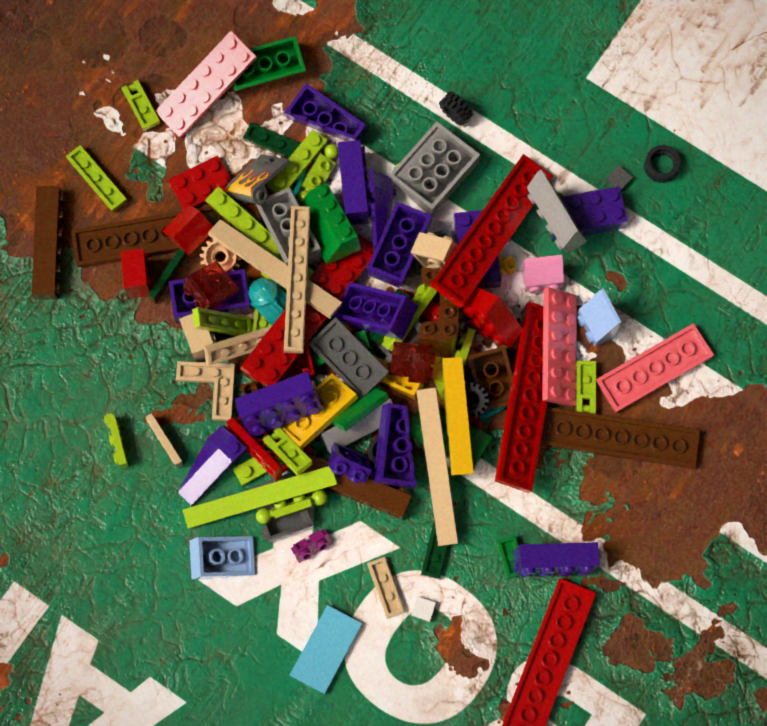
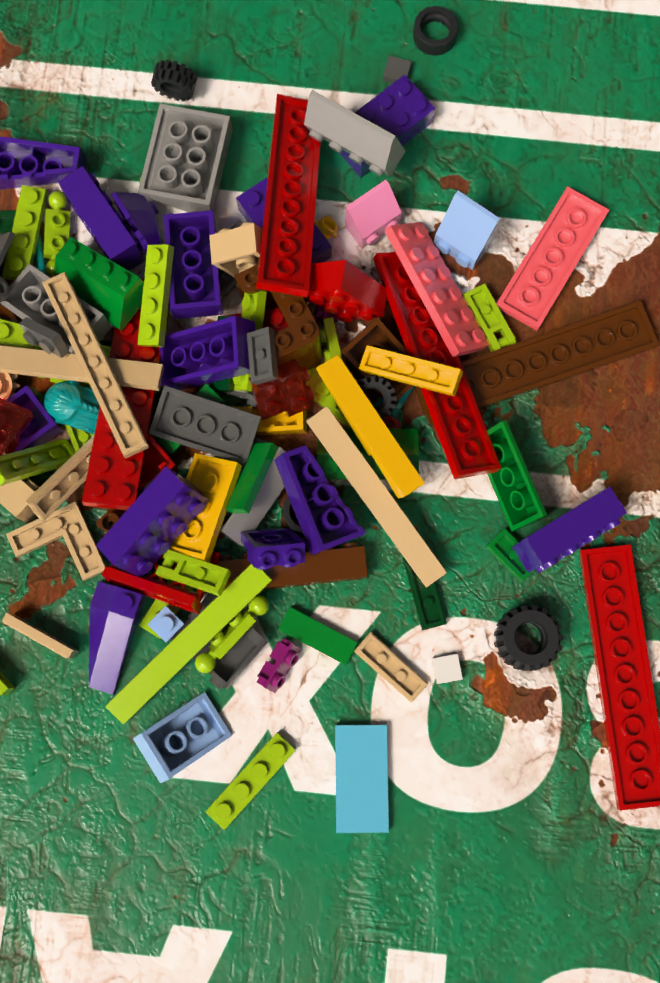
camera: 30 degrees left, 5 degrees up
(251, 476) = (165, 624): none -> light blue plate
(251, 611) = (250, 781): none -> lime plate
(273, 244) = (43, 337): none -> dark grey plate
(348, 540) = (317, 636): none -> green tile
(362, 253) = (155, 295): none -> lime plate
(410, 331) = (262, 355): none -> dark grey plate
(489, 599) = (549, 638): none -> black tyre
(505, 393) = (411, 370): none -> yellow plate
(538, 505) = (513, 481): none -> green slope

